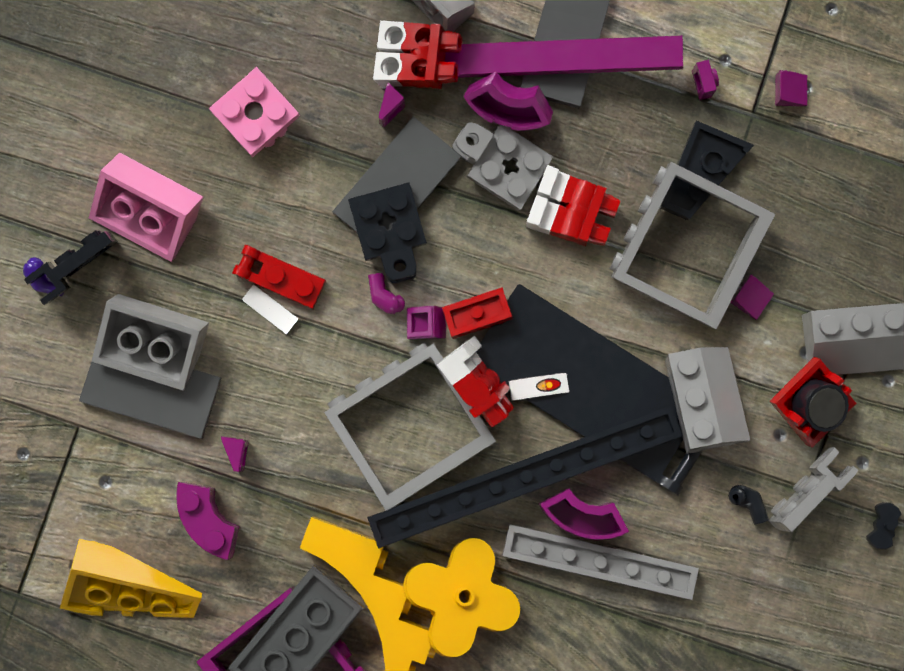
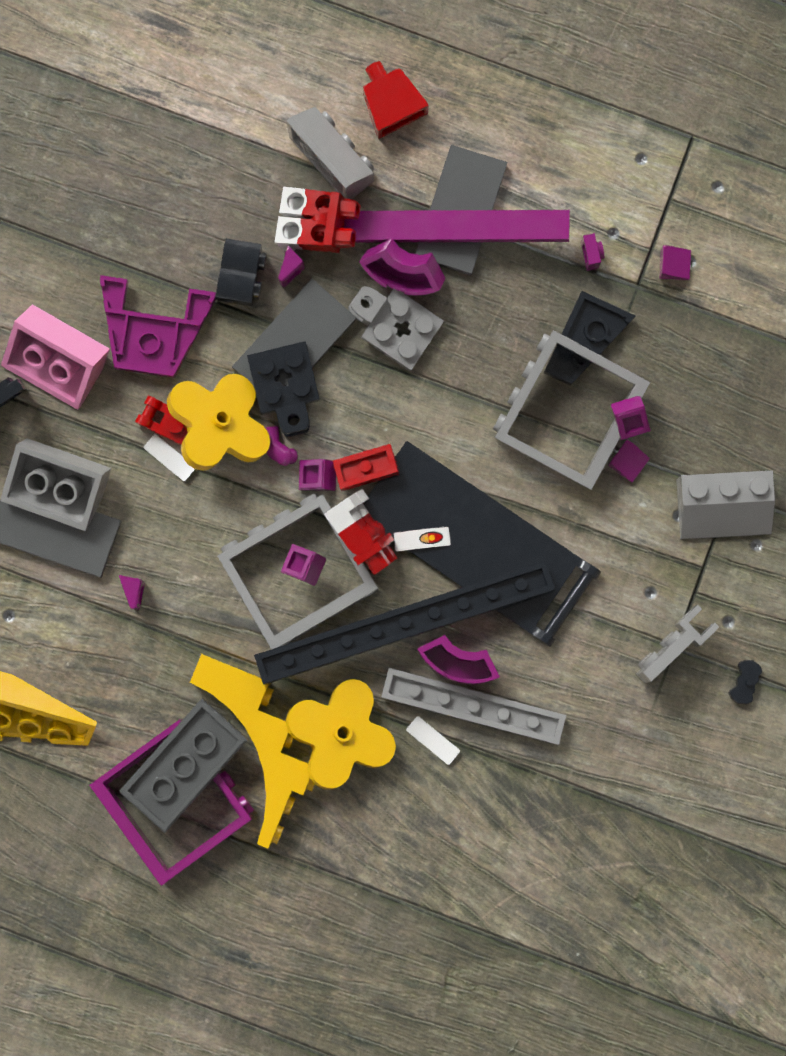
camera: 10 degrees right, 0 degrees up
(204, 521) = (101, 655): magenta brick -> none
(245, 187) = (151, 341): none -> magenta wing
(254, 112) = (161, 270): bright pink piece -> none
(320, 270) = (218, 422): none -> yellow plant
(337, 112) = (239, 272): none -> black brick
(416, 419) = (303, 565): none -> magenta slope
(558, 598) = (433, 740): none -> white sticker
(569, 207) = (457, 371): red hips -> none
(706, 398) = (580, 555): light grey slope -> none
(751, 500) = (618, 652): black arm -> none
(756, 251) = (630, 417): none -> magenta slope
(814, 402) = (681, 562): piece -> none

